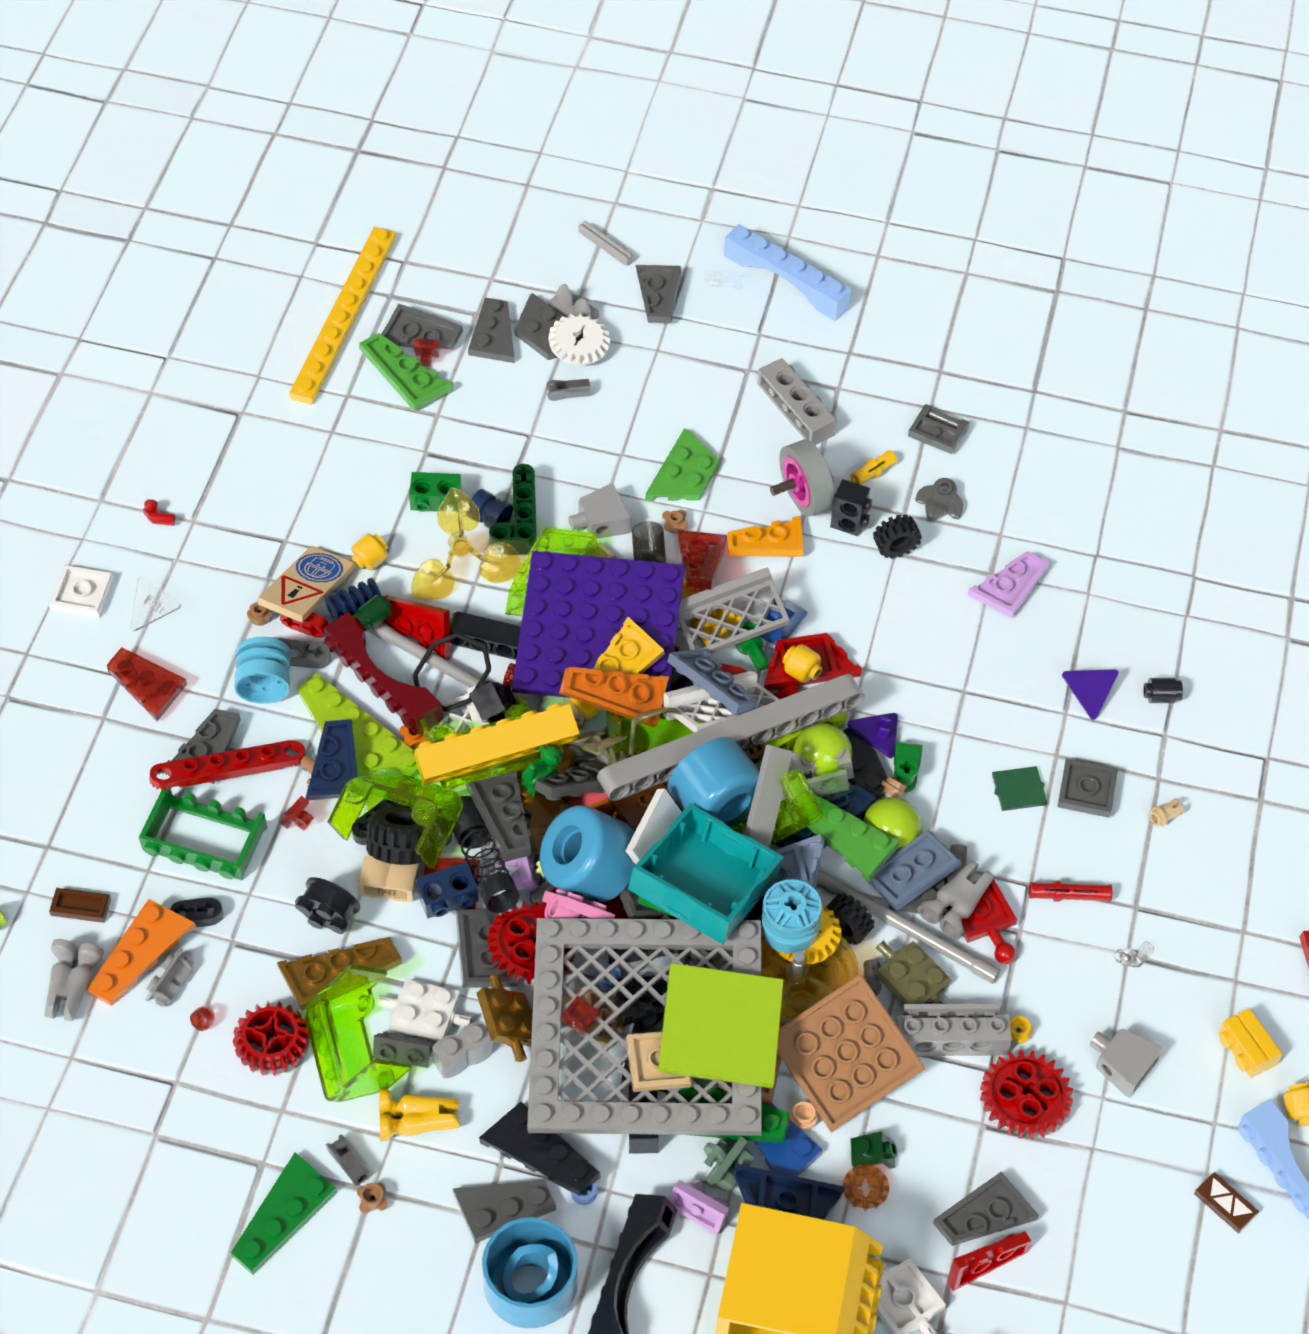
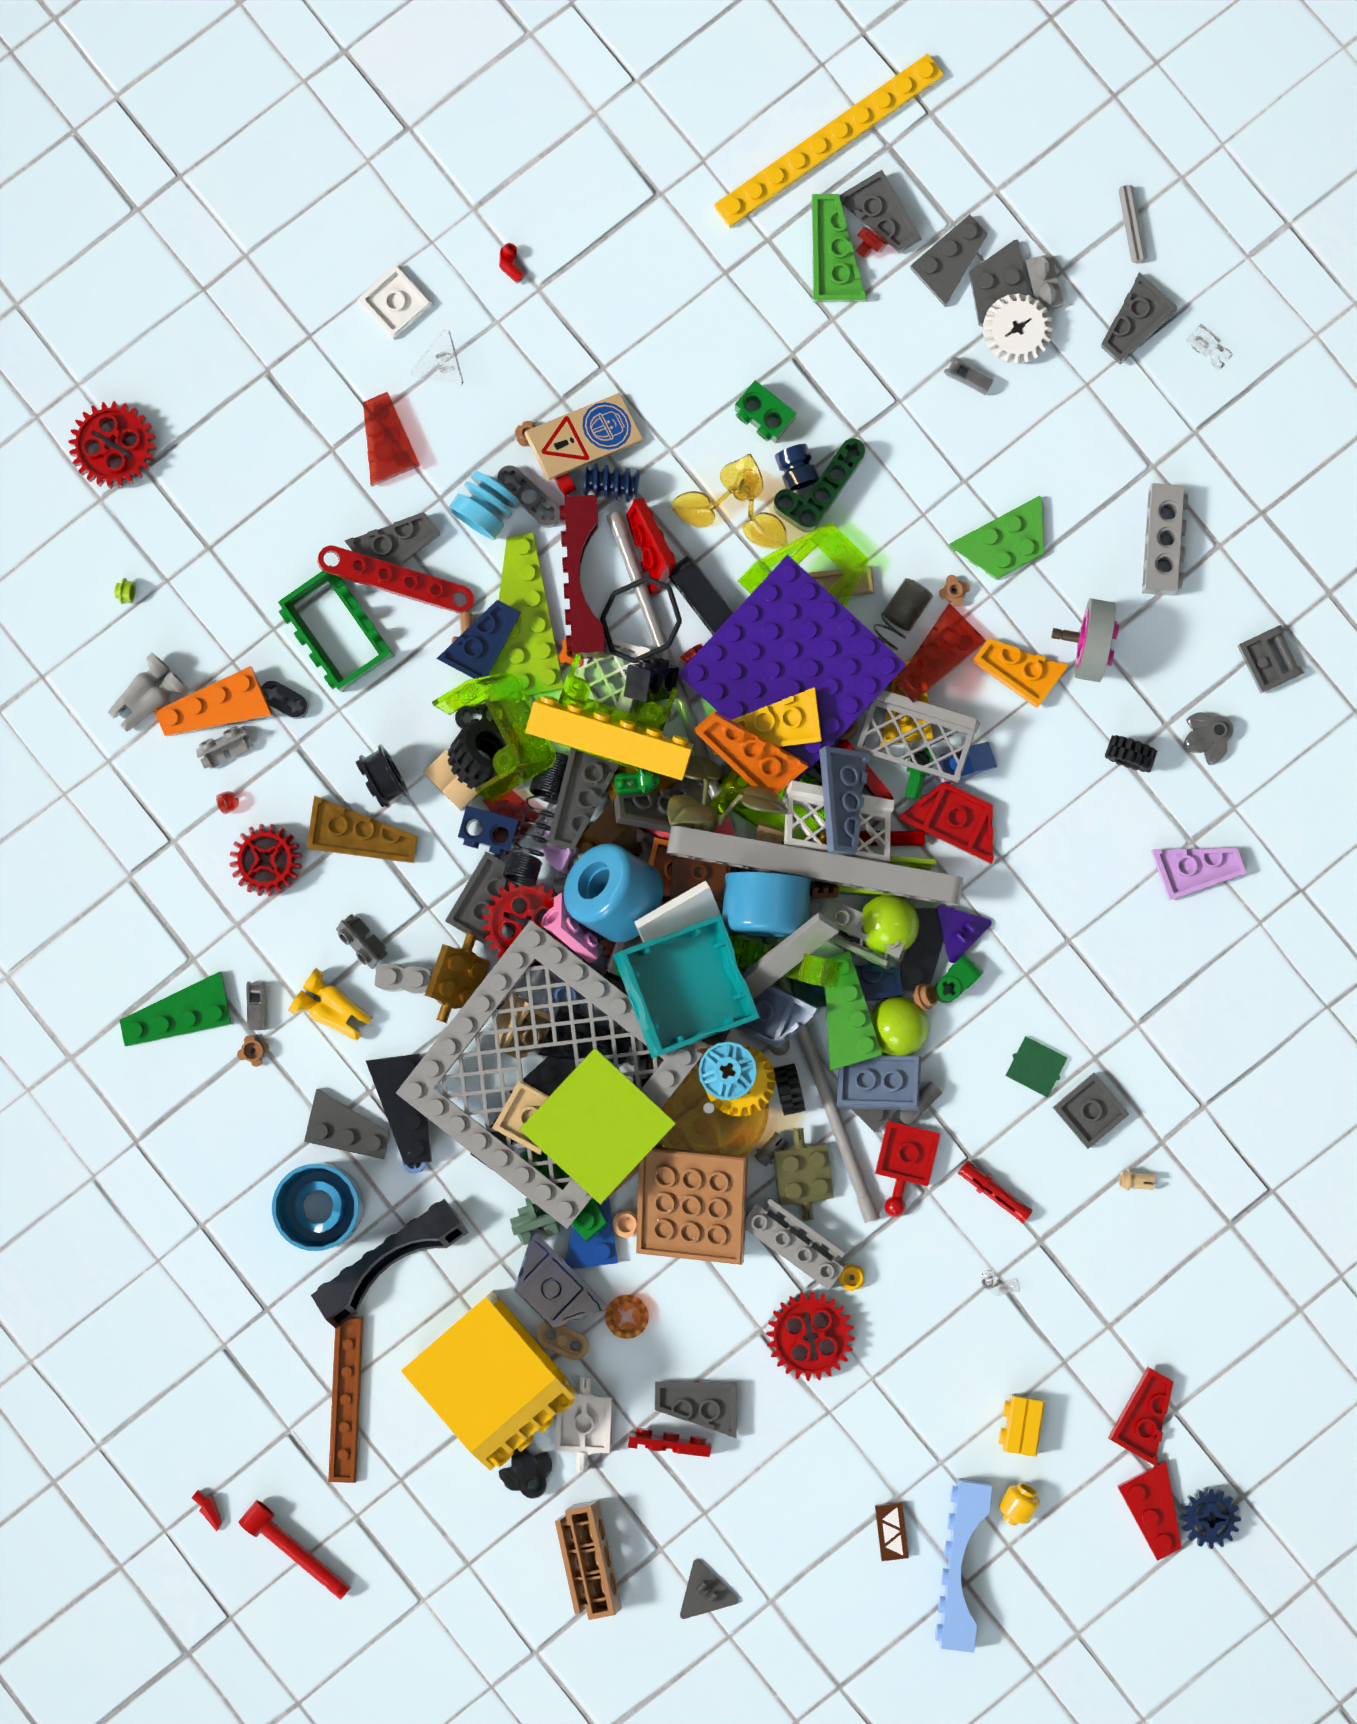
camera: 40 degrees right, 30 degrees up
(80, 905) = (199, 625): reddish brown tile -> none
(297, 814) = (422, 664): clear red tile -> none
(341, 1040) = (317, 908): clear neon green windscreen -> none
(369, 551) = (662, 437): yellow head -> none
(373, 612) = (615, 512): dark green brick -> none
(424, 1010) = (401, 919): white plate -> none
(580, 1015) = (500, 1031): clear red tile -> none
(602, 513) = (893, 539): light grey torso -> none
(698, 1207) = (485, 1228): lavender tile -> none
(802, 663) = (940, 826): yellow head -> none
(821, 290) = (1283, 413): light blue arch -> none
(851, 508) = (1113, 696): black brick -> none
(873, 1150) = (655, 1293): dark green bracket -> none
(884, 461) = (1176, 659): yellow pin -> none
(960, 895) = (895, 1136): light grey piece -> none
(1091, 688) = (1174, 1022): dark purple piece -> none
(1125, 1059) = (912, 1365): light grey torso -> none
(1163, 690) = (1235, 1068): black brick -> none

